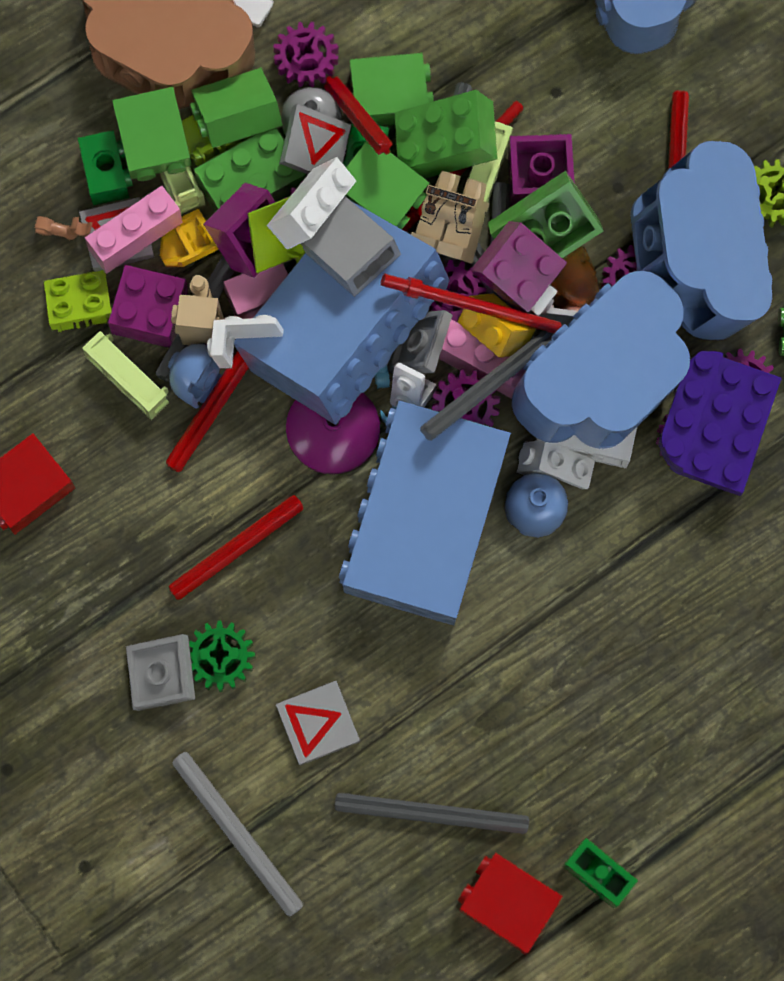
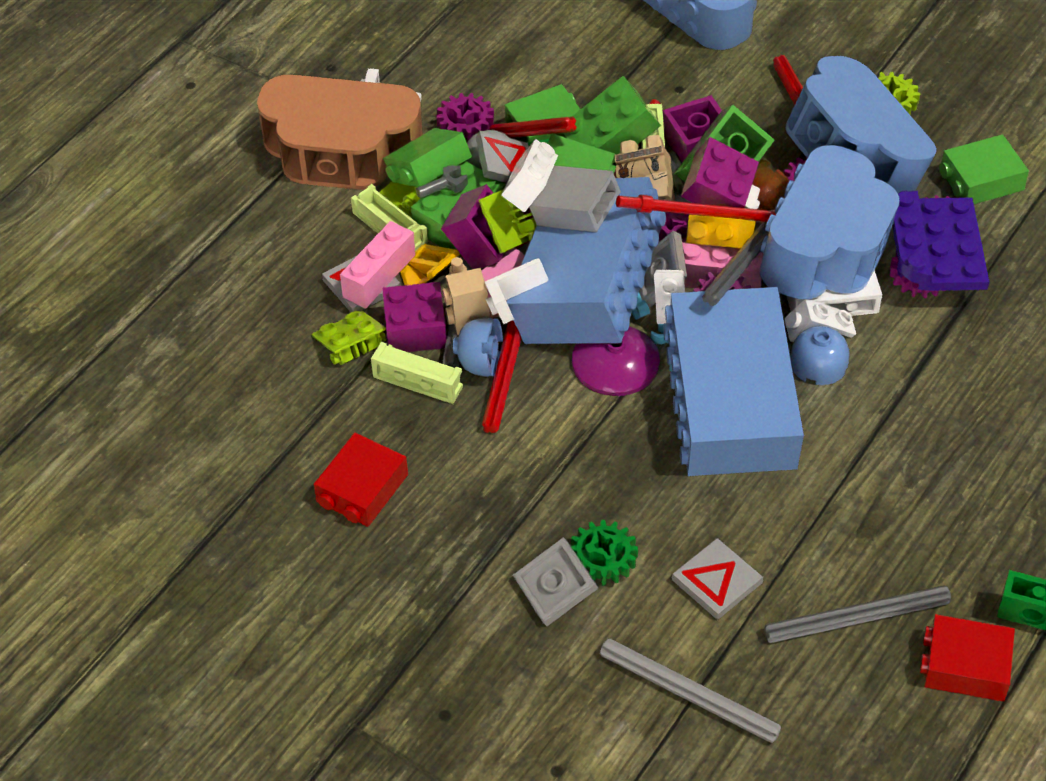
camera: 15 degrees left, 25 degrees down
(46, 227) = (298, 293): nougat arm -> none
(104, 185) = (330, 236): green brick -> none
(152, 134) = (364, 191): bright green brick -> none
(236, 547) = (574, 470): red axle -> none
(237, 154) = (448, 180): none -> dark grey bar

